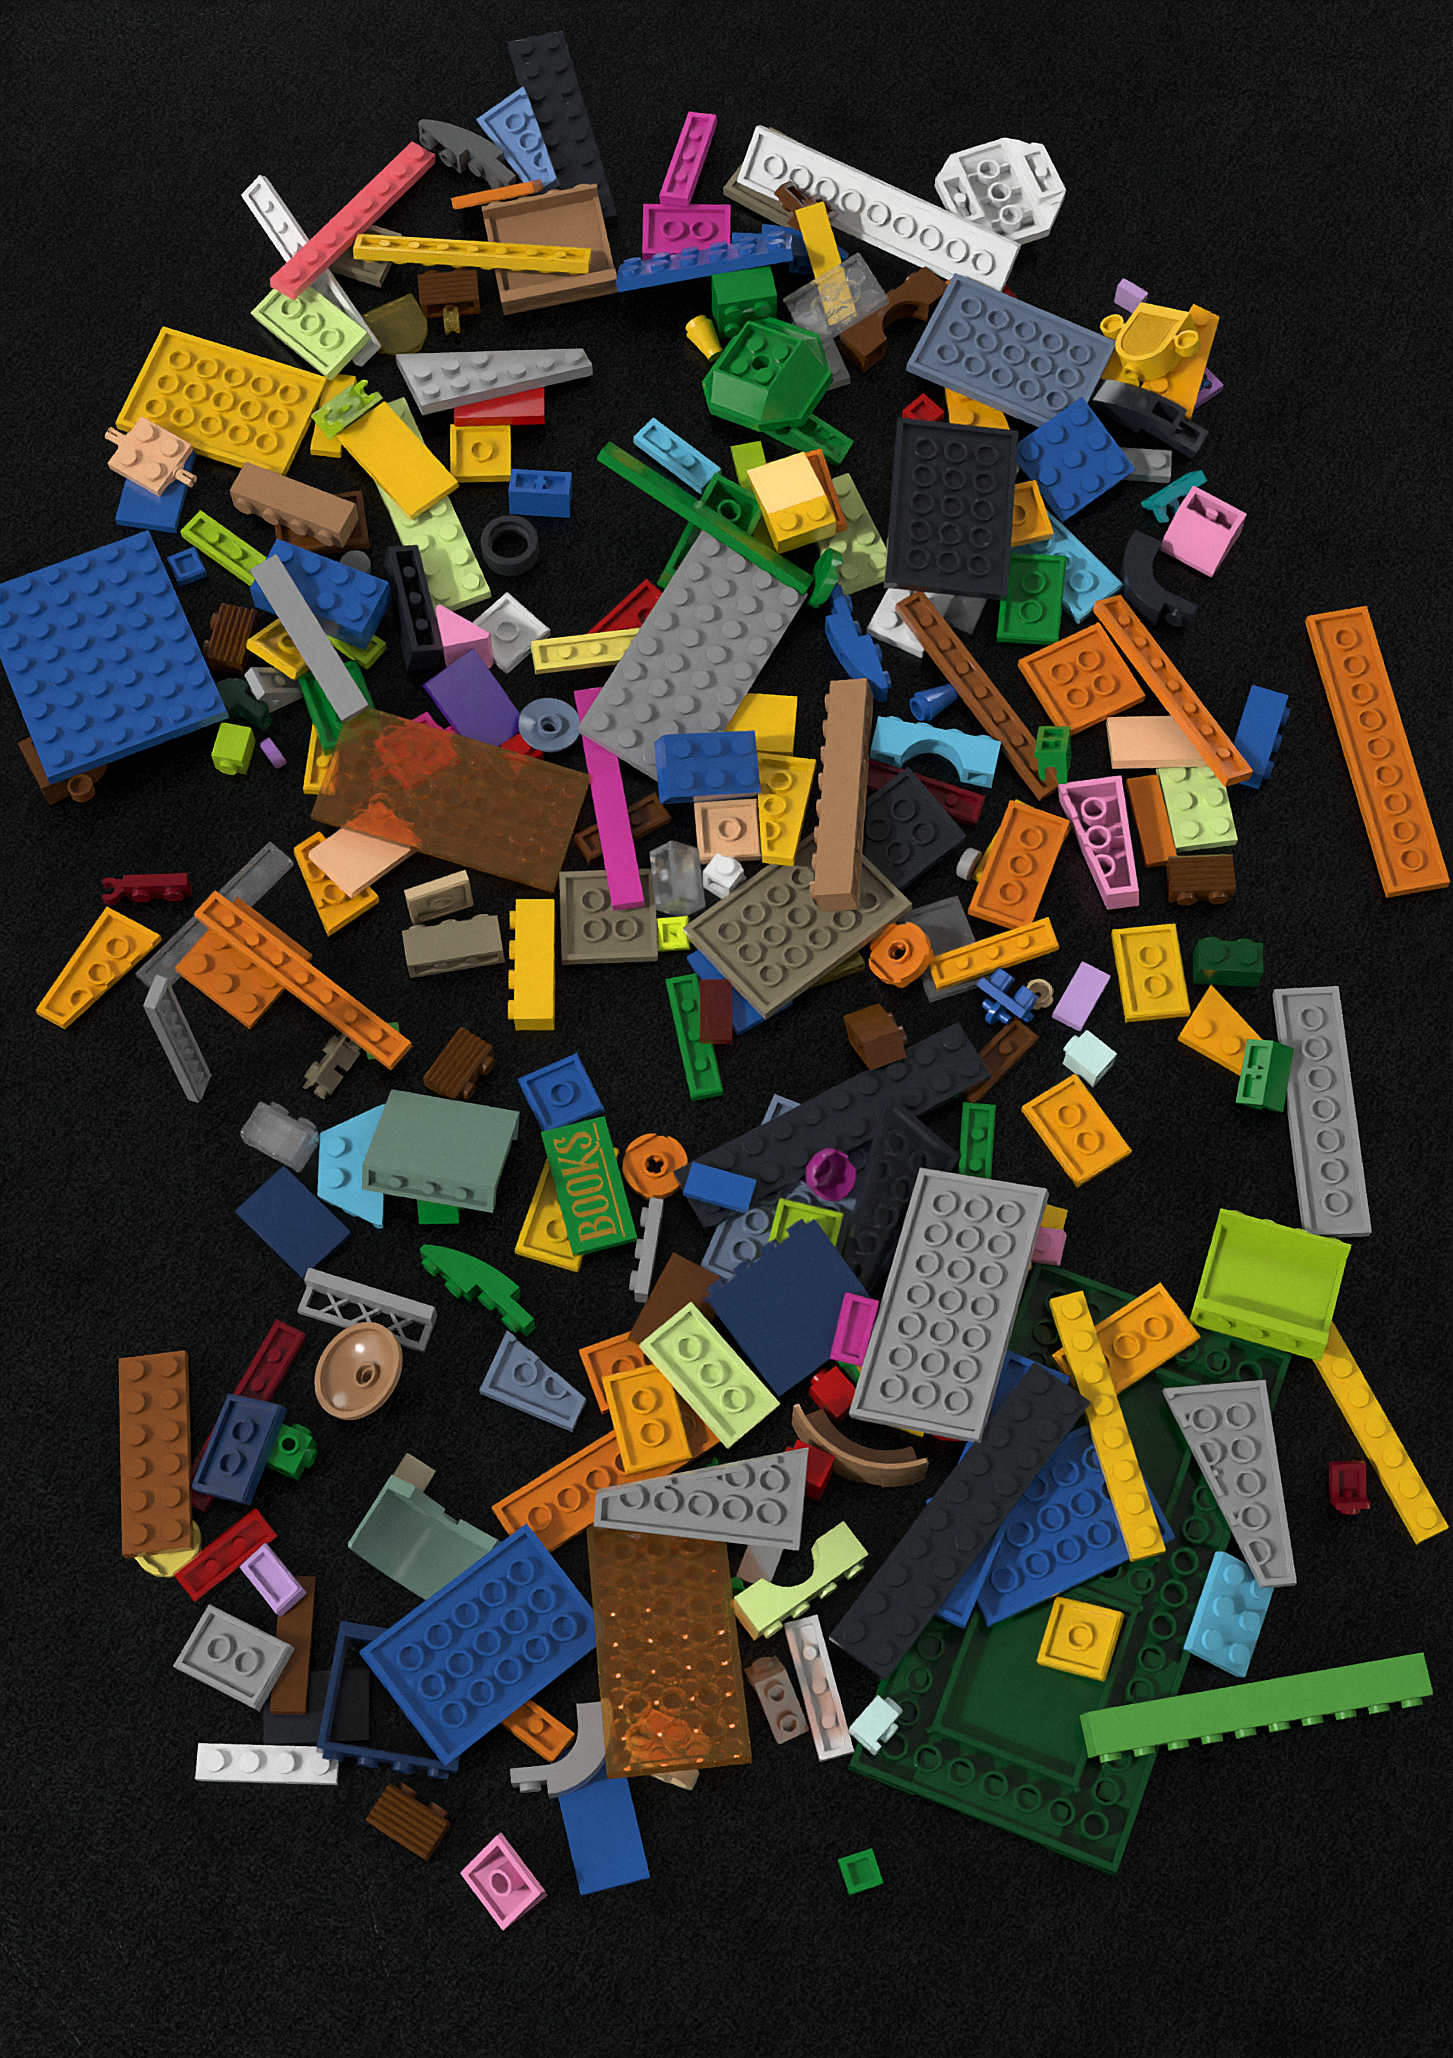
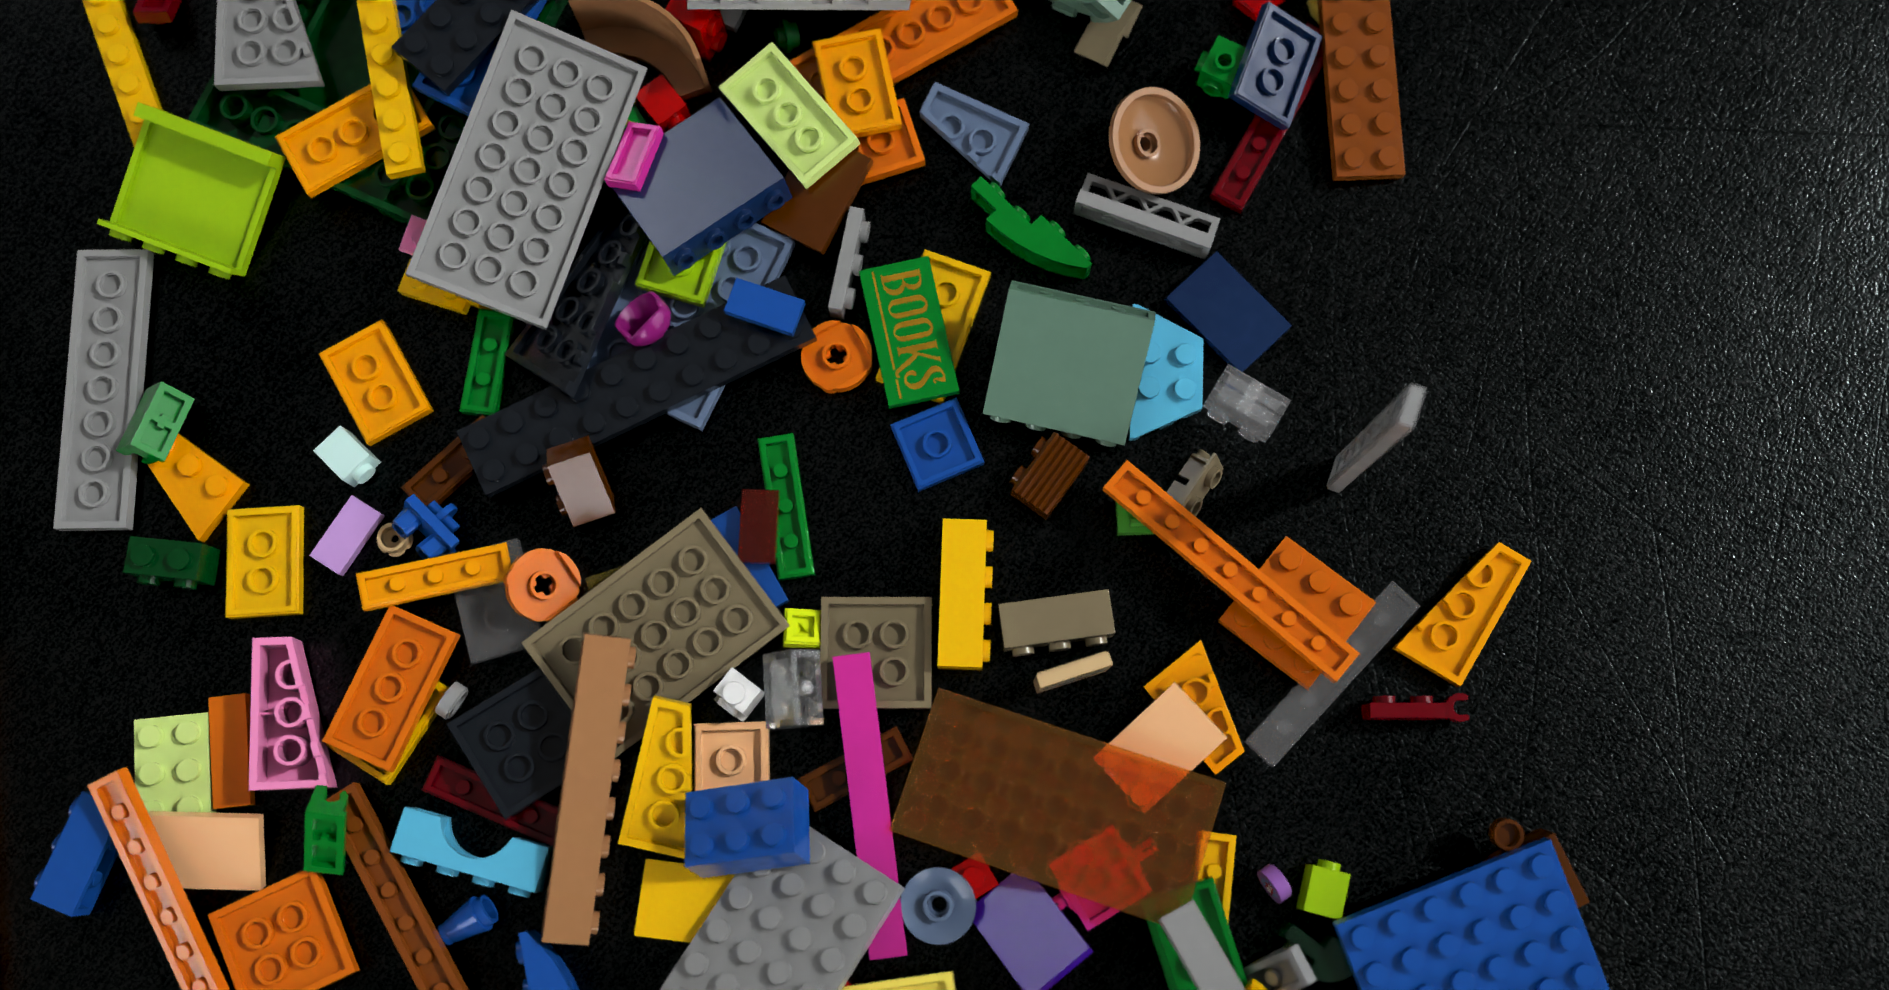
camera: 175 degrees left, 10 degrees up
(1200, 878) = (184, 669): reddish brown brick -> none

